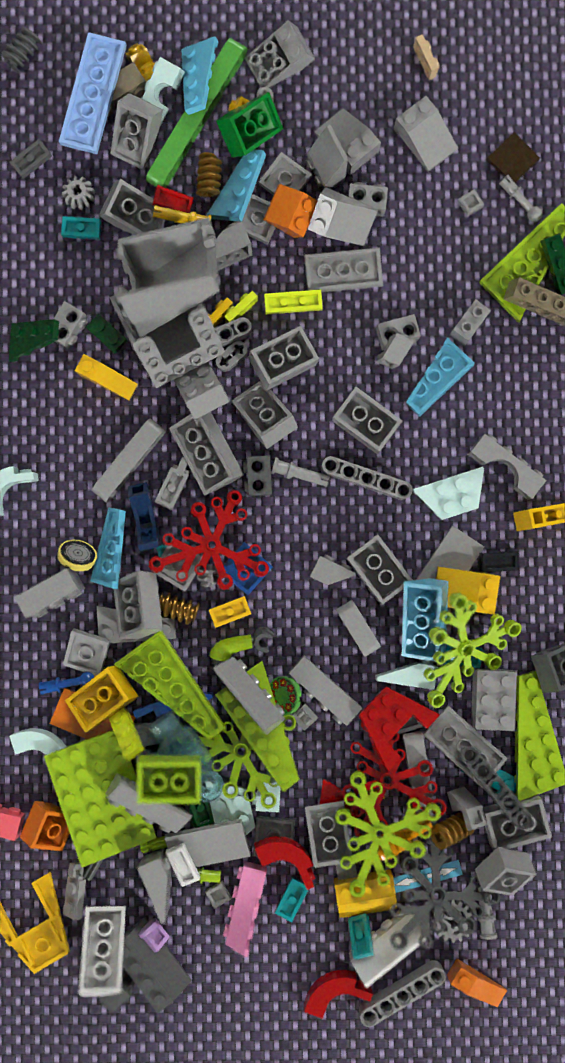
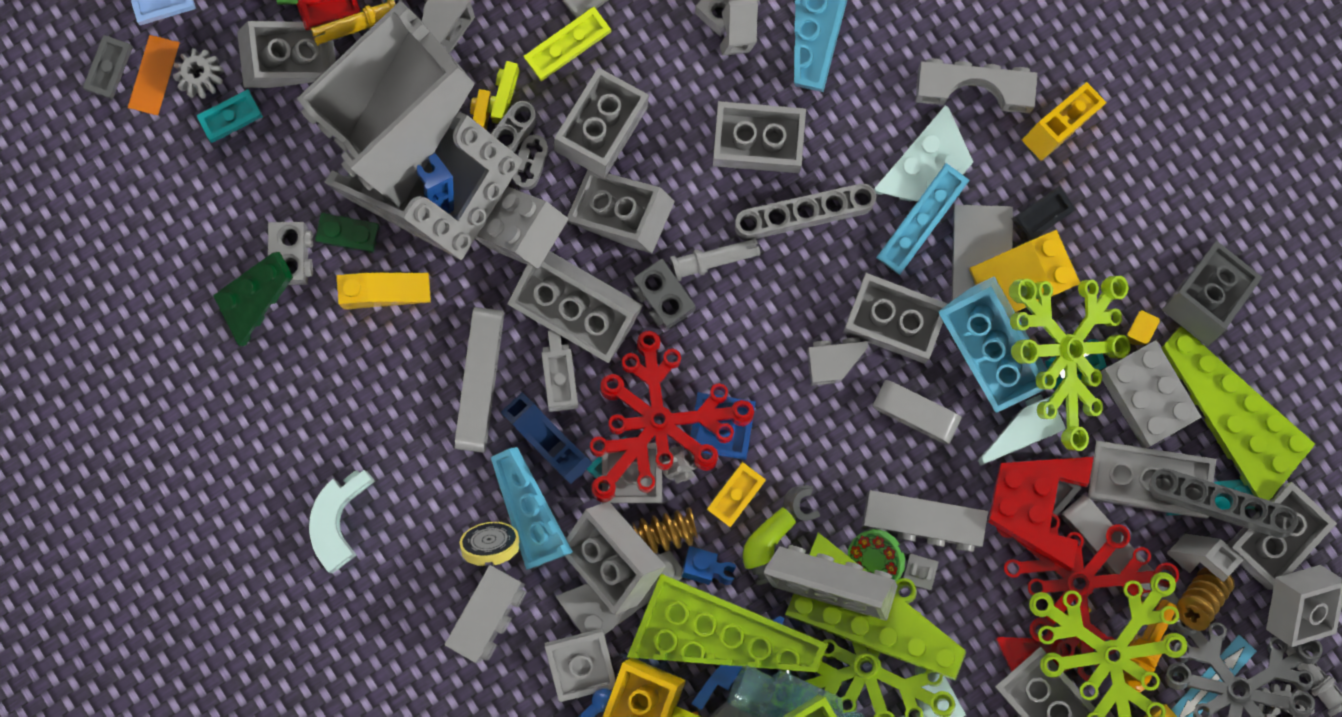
camera: 30 degrees left, 5 degrees down
(54, 179) = (153, 75): none -> orange sticker
(166, 337) = (438, 184): none -> blue hinge
(186, 639) = (702, 567): none -> blue plate
(429, 522) = (922, 218): none -> medium azure tile
(513, 660) = (1142, 328): none -> yellow slope

